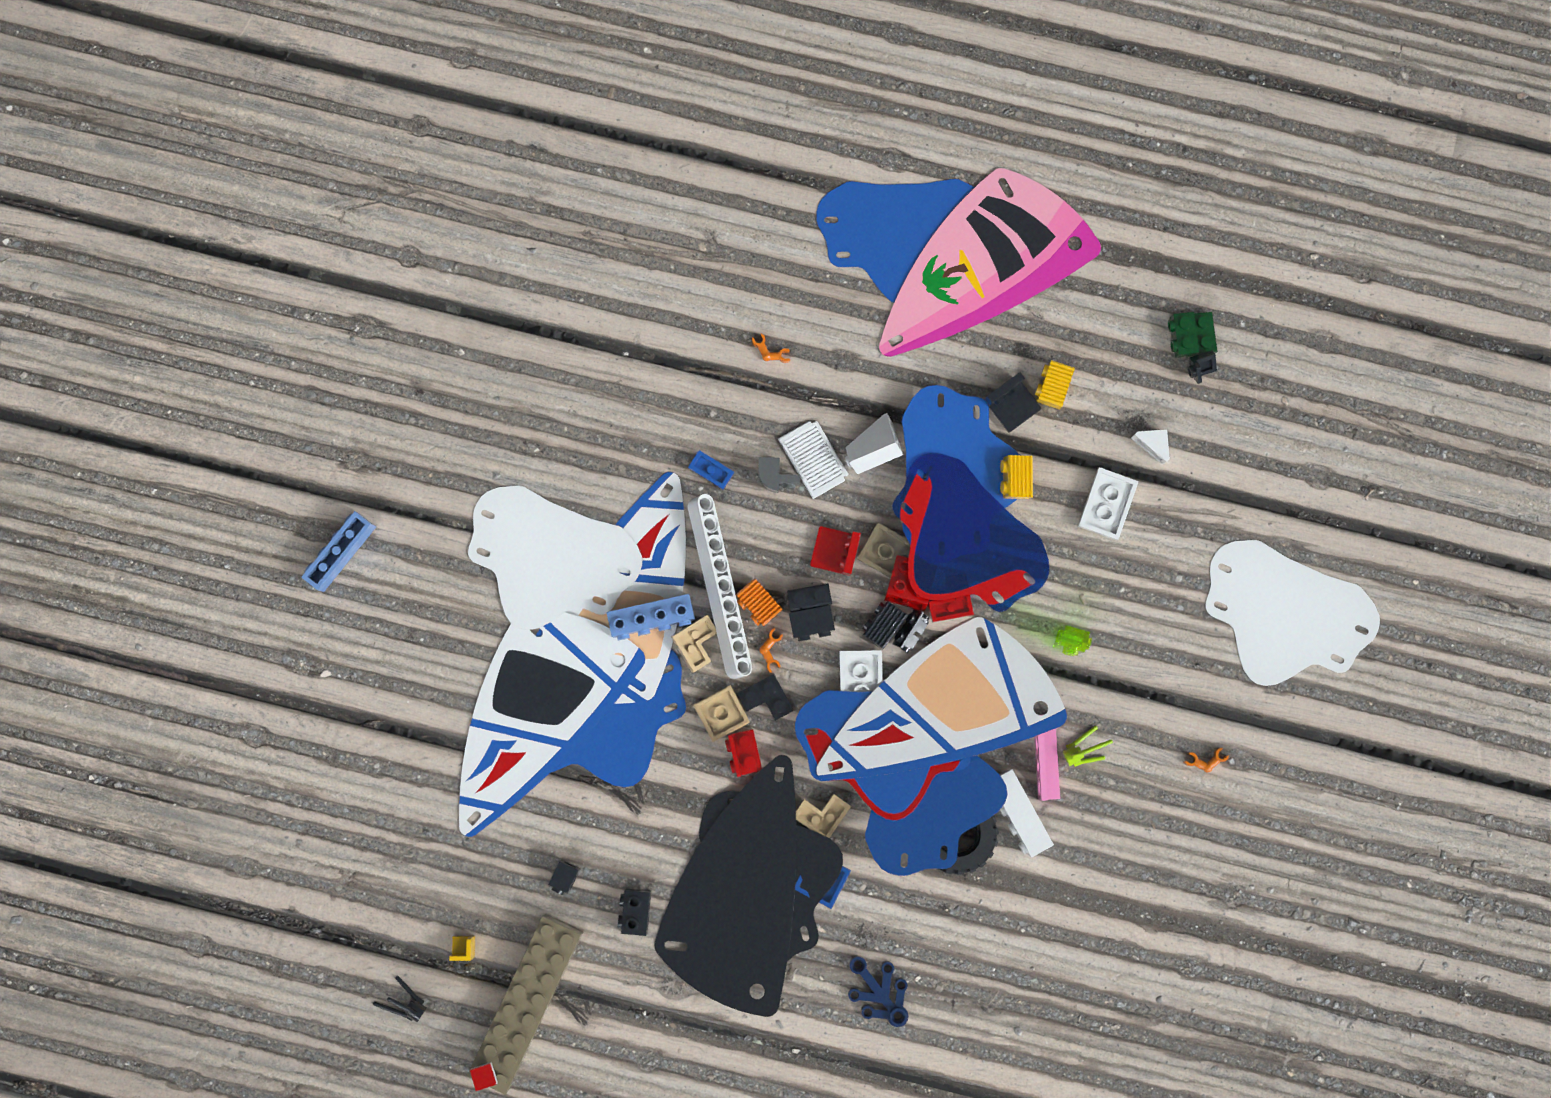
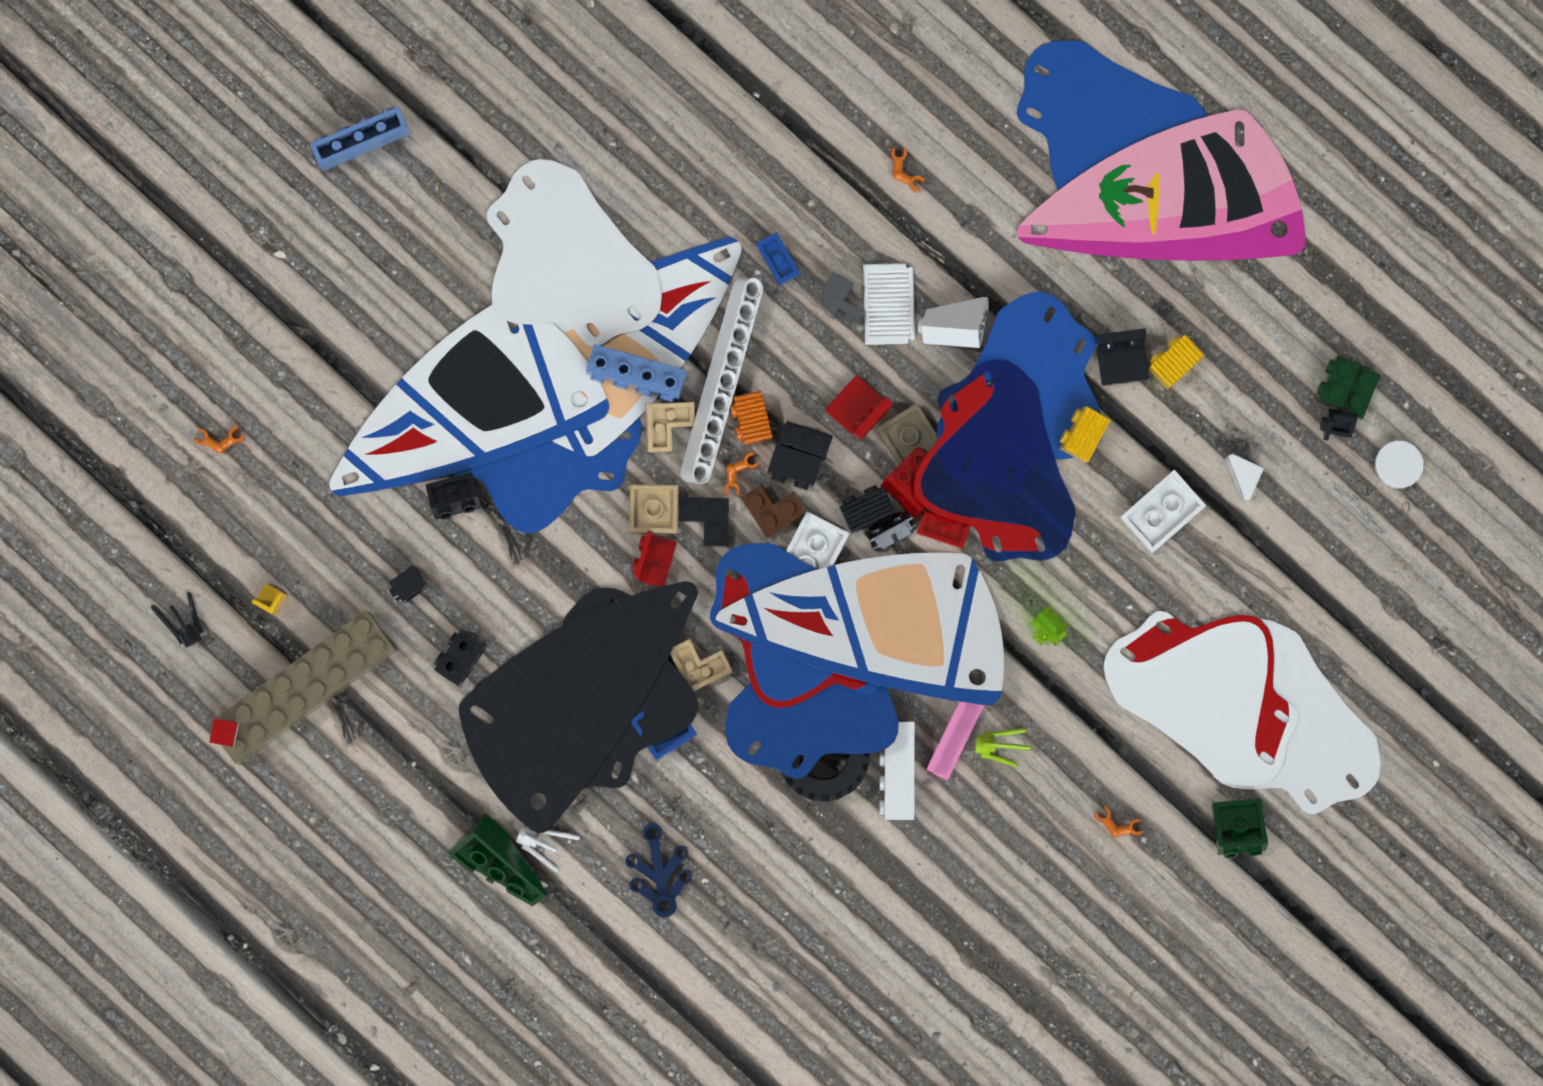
camera: 30 degrees right, 0 degrees up
(360, 848) = (221, 446): none -> orange arm
(561, 788) = (453, 496): none -> black bracket
(743, 1050) = (493, 854): none -> dark green wedge
(767, 1024) = (530, 839): none -> white plant
(814, 669) = (770, 515): none -> reddish brown plate
(1216, 622) = (1207, 692): none -> white piece
(1263, 371) = (1398, 464): none -> white tile
(1299, 712) = (1239, 827): none -> dark green plate

